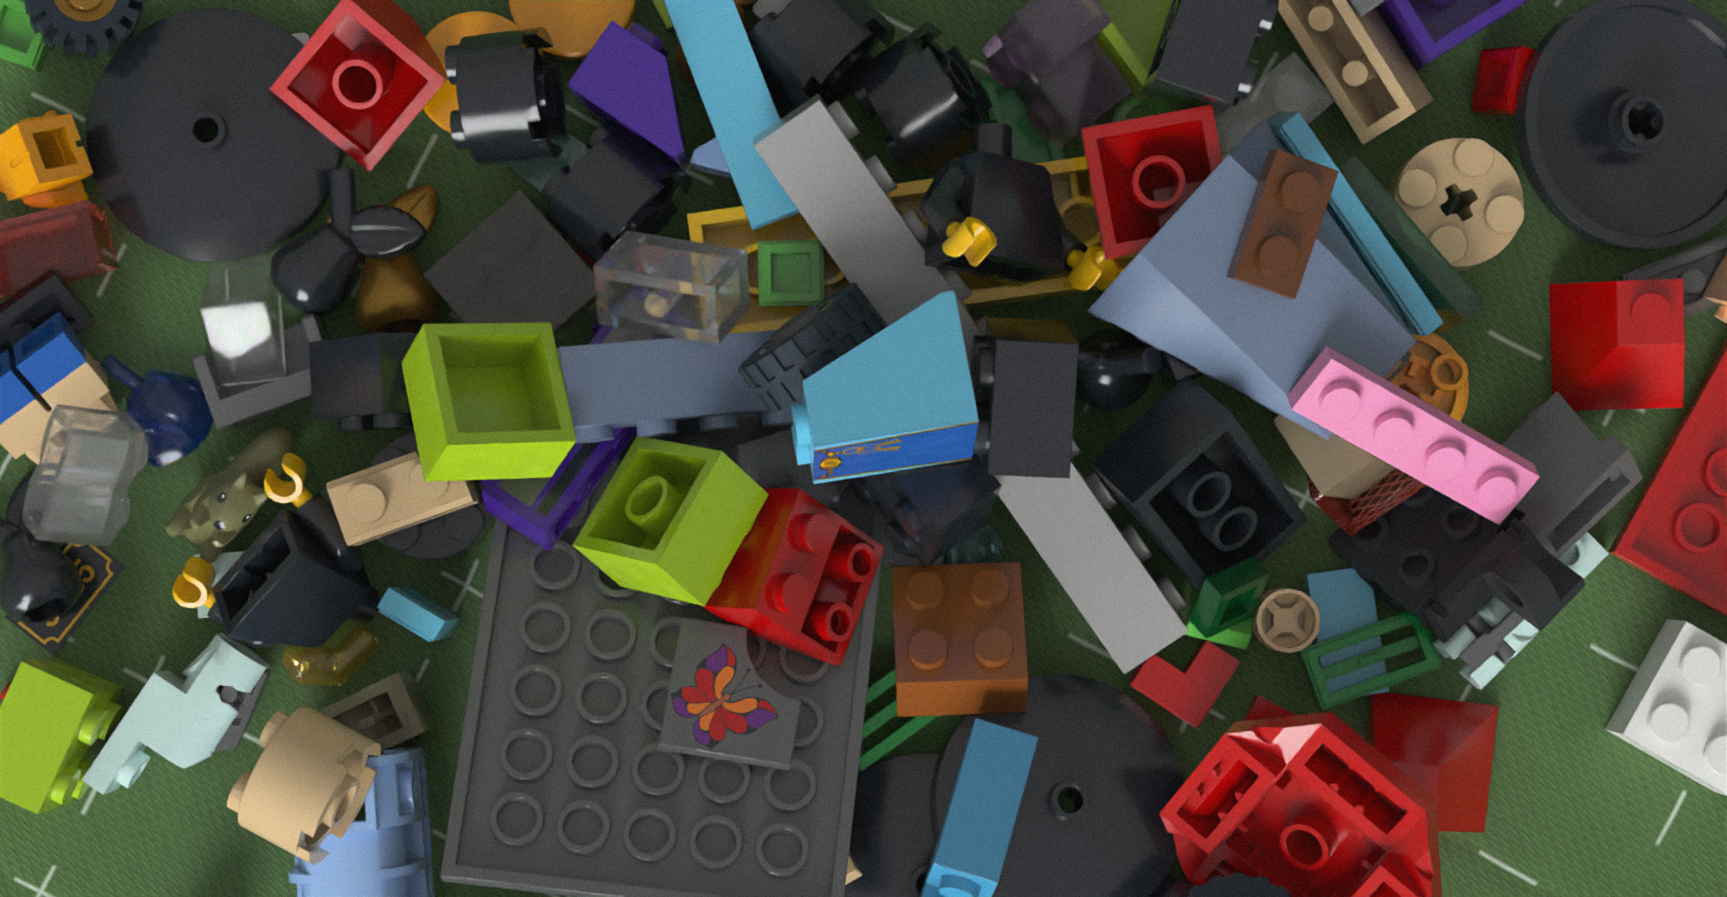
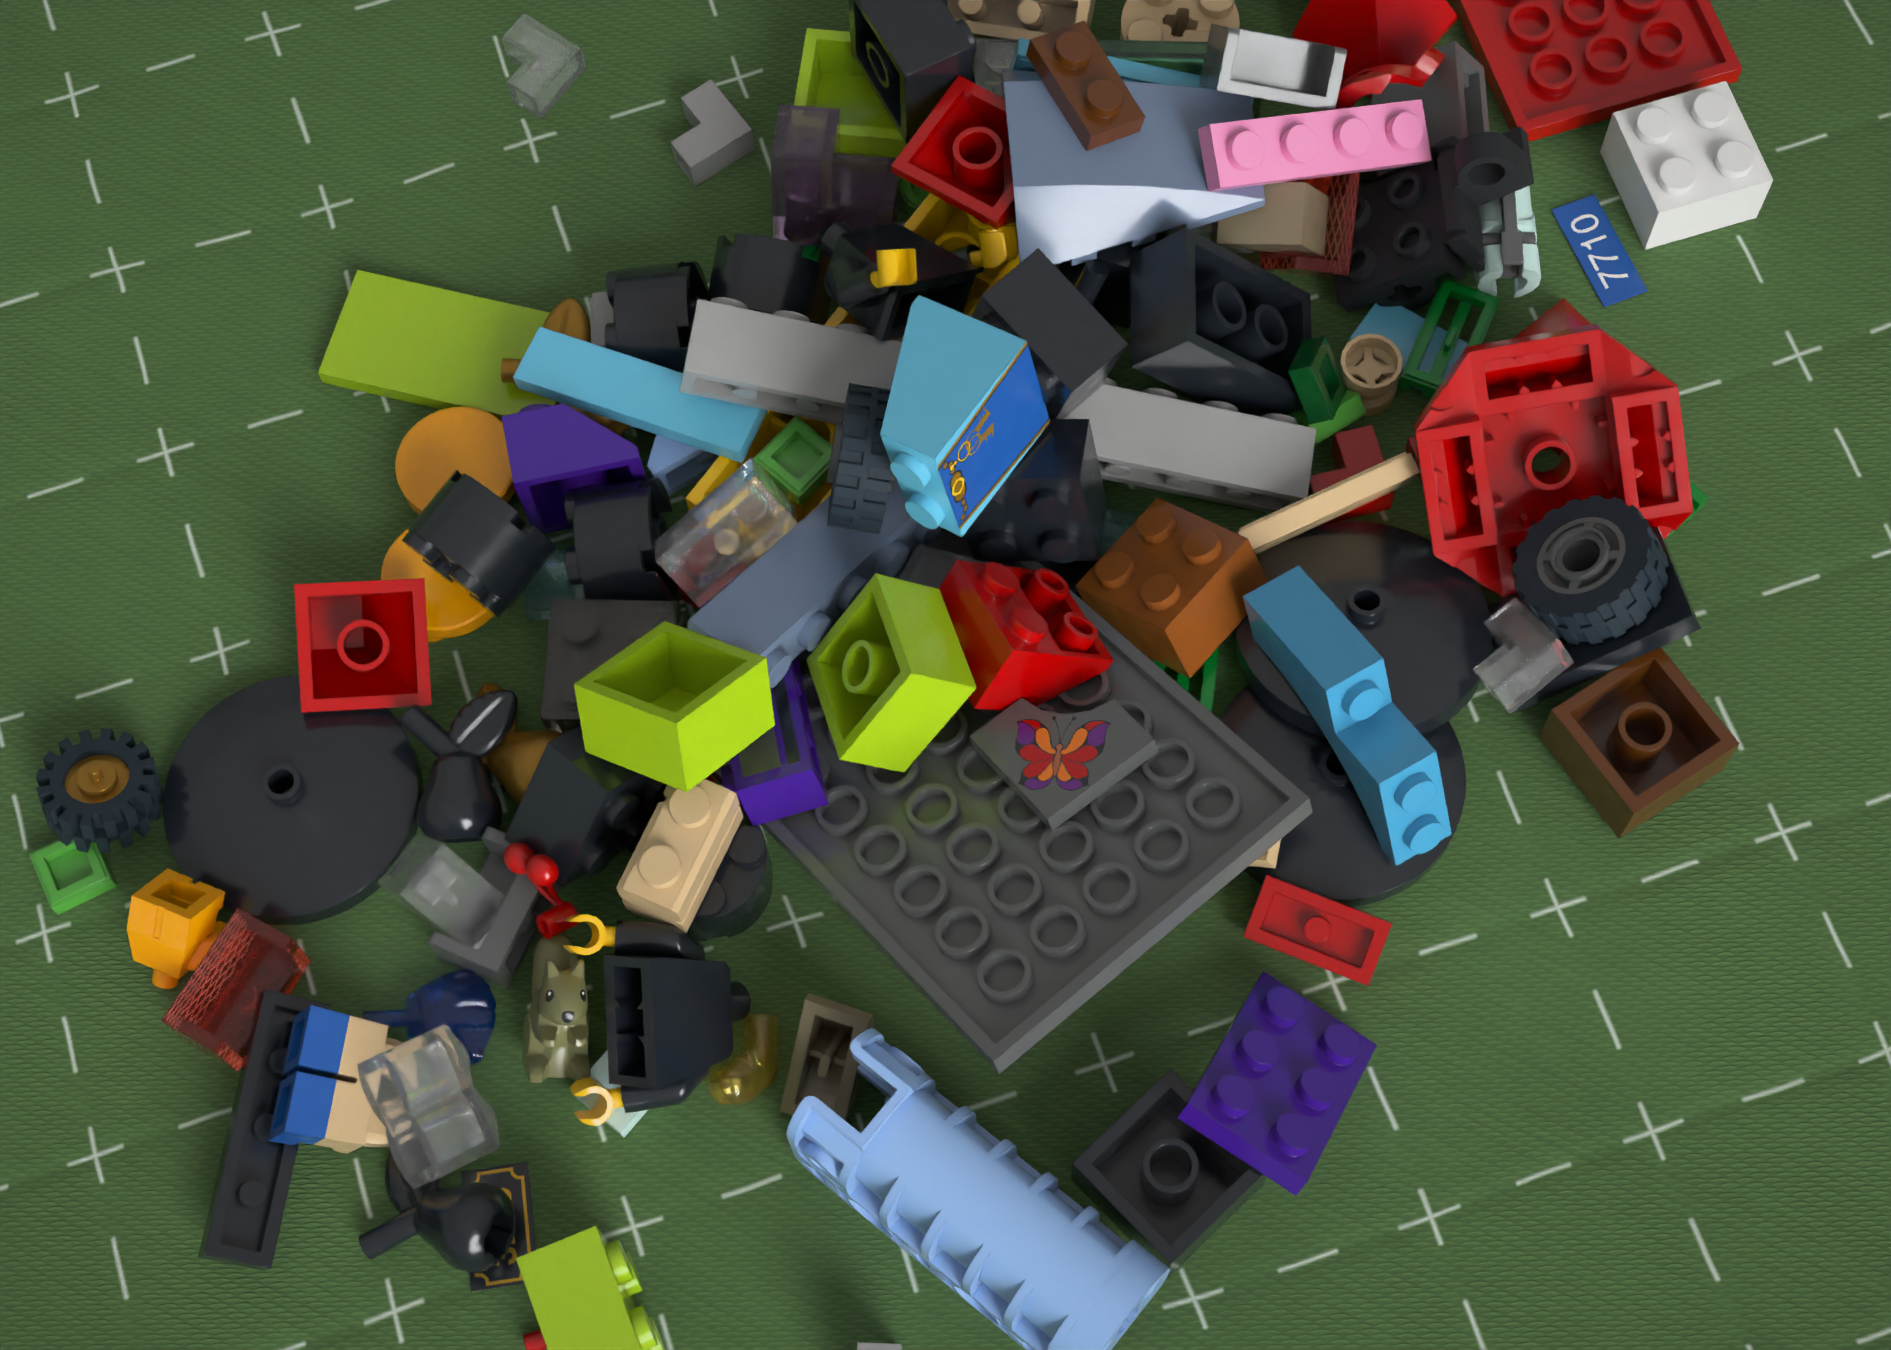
camera: 40 degrees left, 20 degrees down
(185, 717) = (685, 1210): light aqua plate -> none
(302, 402) = (542, 873): none -> red piece
(304, 782) = (823, 1083): tan brick -> none
(418, 613) = (780, 947): medium azure tile -> none
(1126, 695) = (1330, 502): none -> tan tile
(1454, 340) = (1273, 67): none -> panel
(1523, 427) = (1376, 78): none -> red helmet
(1571, 695) = (1599, 250): none -> blue sticker

